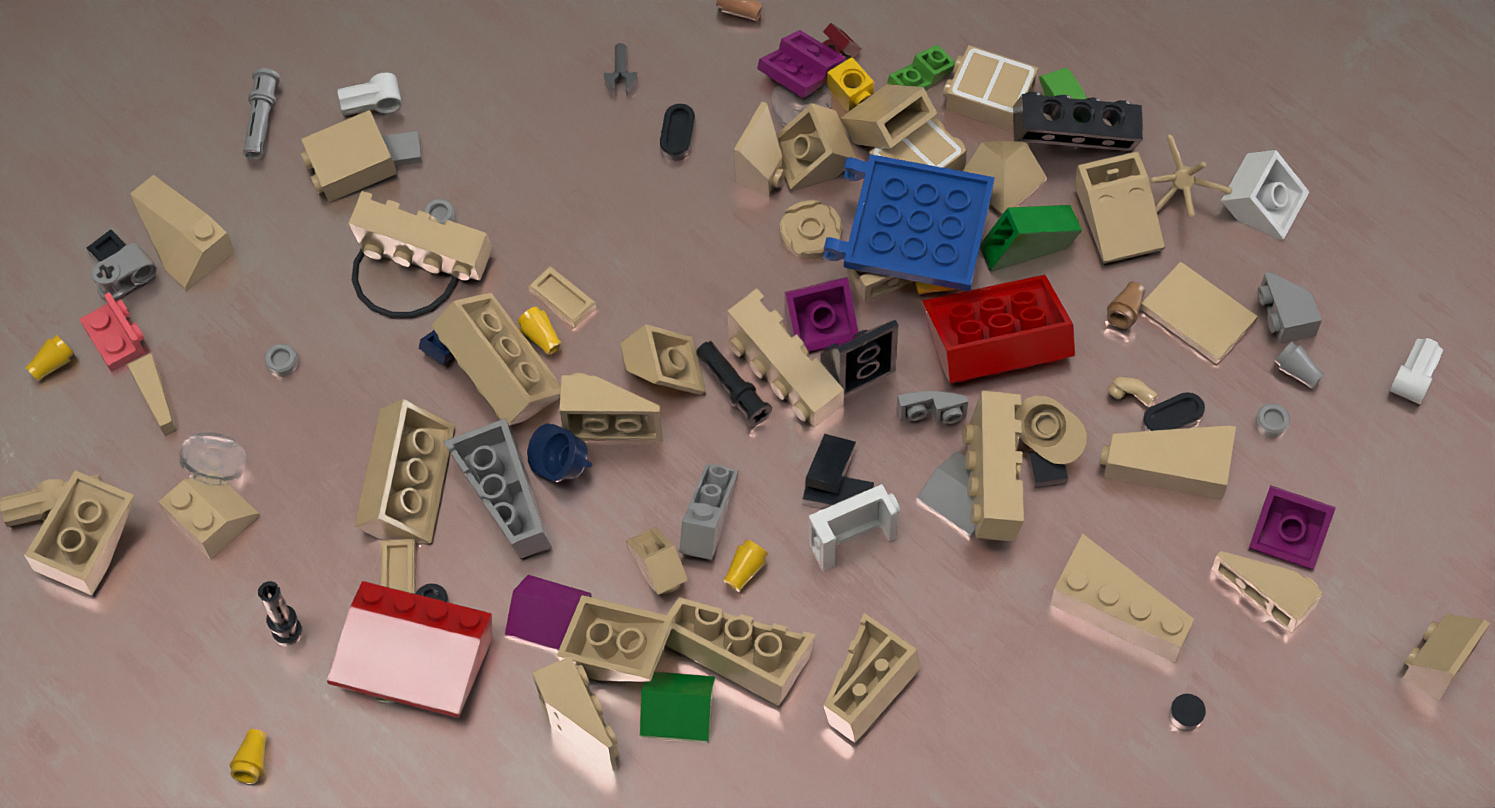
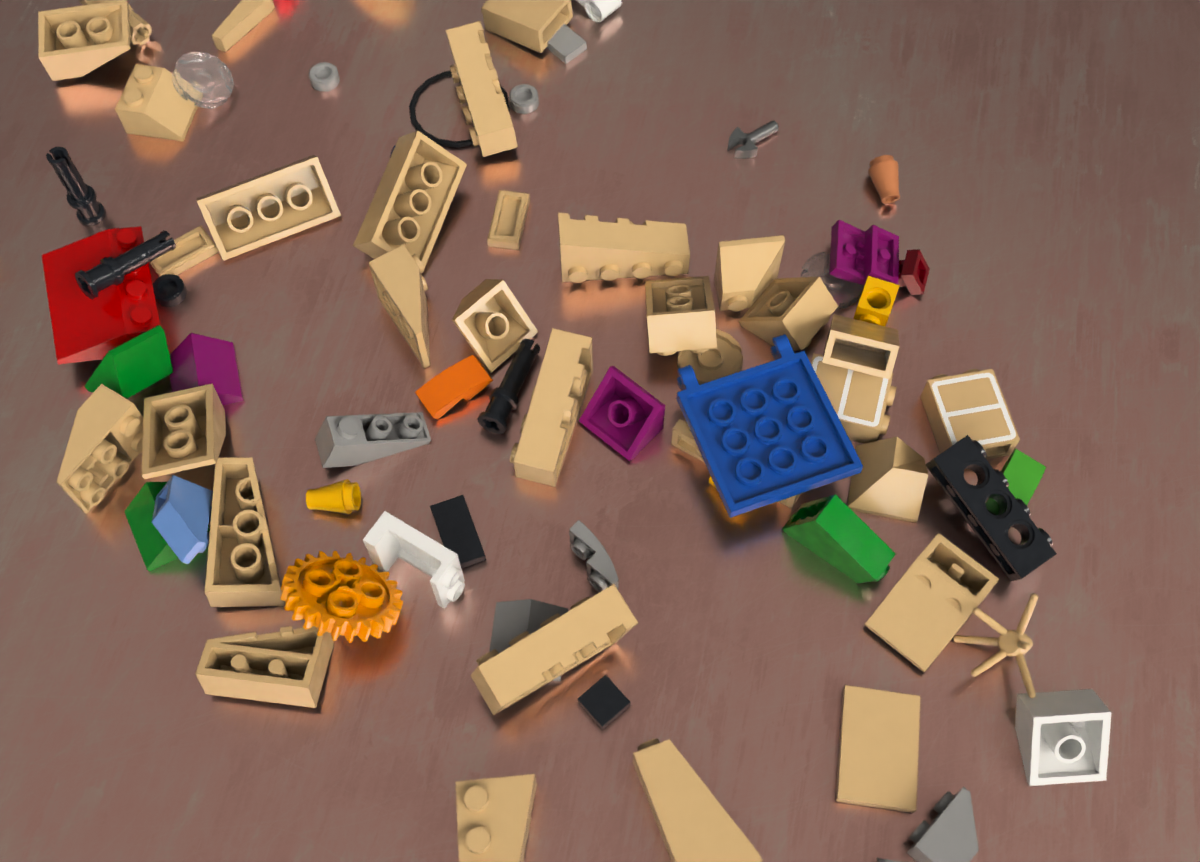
camera: 55 degrees right, 0 degrees up
(413, 614) = (113, 270): none -> black pin
(500, 479) = (293, 276): light grey wedge -> none
(510, 656) = (134, 364): none -> green slope
(539, 329) = (464, 217): yellow cone -> none
(557, 453) = (352, 299): dark blue piece -> none
(657, 560) = (294, 426): tan slope -> none
(666, 229) = (621, 249): none -> tan wedge
(677, 132) = (727, 209): black tile -> none
(700, 674) = (183, 517): none -> medium blue slope
(702, 425) = (453, 384): none -> orange slope
(761, 221) = (680, 315): none -> tan slope
(830, 463) = (478, 507): black tile -> none
(863, 358) = (594, 467): black slope -> none
(872, 583) = (341, 596): none -> light orange gear
(926, 70) = (943, 357): bright green slope -> none
(999, 328) = (719, 570): red slope -> none
(1051, 429) = (636, 677): tan piece -> none
(1125, 307) = (831, 672): medium nougat cone -> none
(1133, 386) = (747, 730): tan arm -> none
(1174, 413) = (744, 790): black tile -> none

